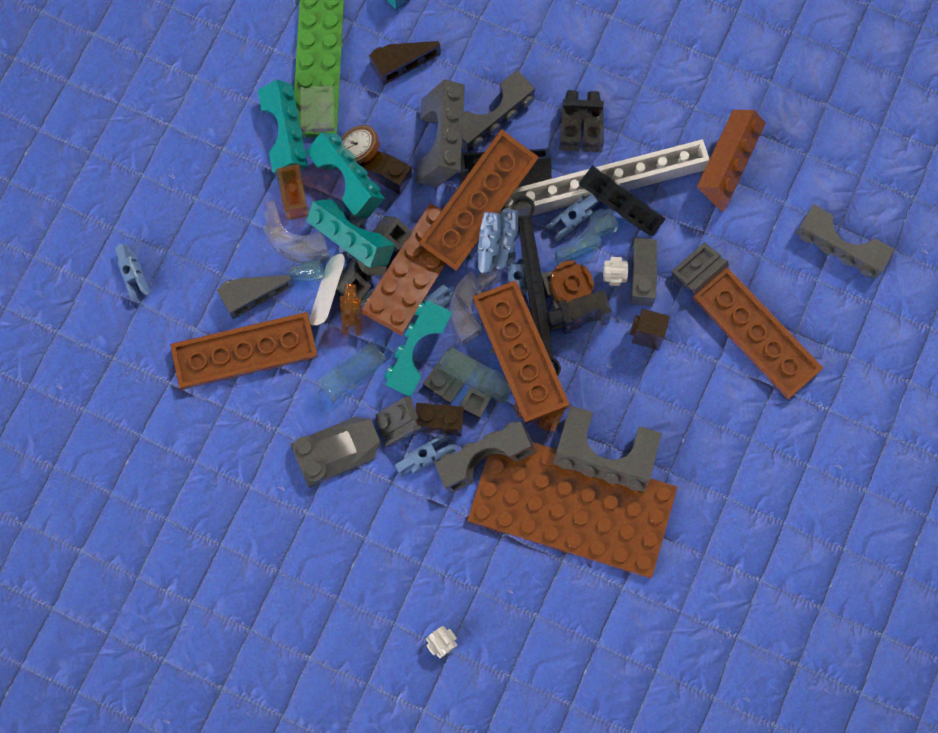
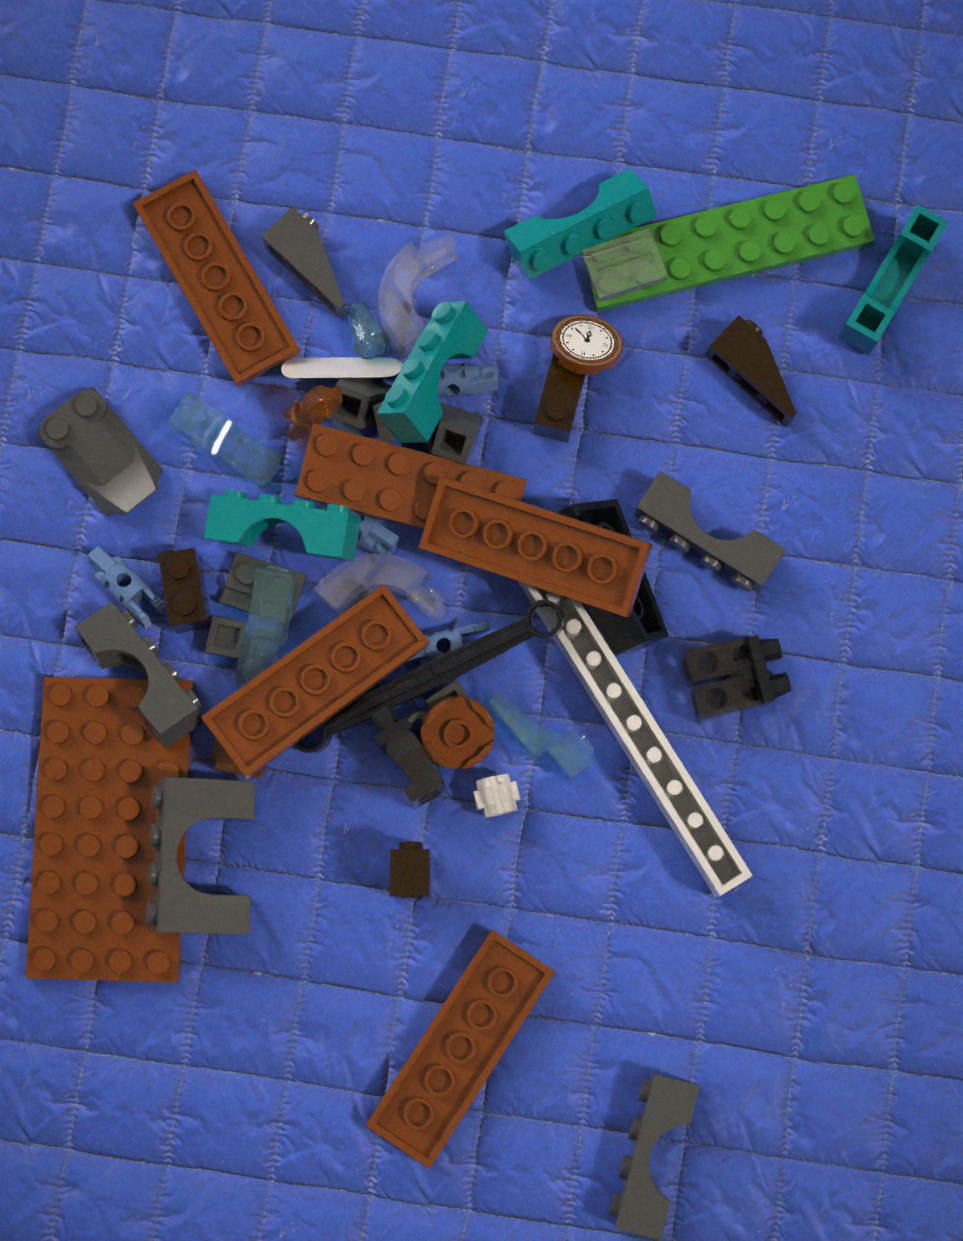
camera: 75 degrees right, 5 degrees up
(131, 271) = (291, 81): medium blue hinge -> none
(292, 192) = (480, 269): clear orange brick -> none
(360, 192) = (501, 366): teal arch -> none
(398, 421) = (162, 529): dark grey plate -> none
(444, 107) = (684, 452): dark grey arch -> none
(489, 241) = (470, 581): medium blue hinge -> none
(508, 237) = (489, 607): medium blue hinge -> none
(583, 210) = (569, 706): medium blue hinge -> none
(622, 201) = (610, 773): black slope -> none
(644, 272) = (513, 840): dark grey slope -> none
(700, 268) = (540, 928): dark grey plate -> none
(731, 156) = (739, 929): dark orange slope -> none

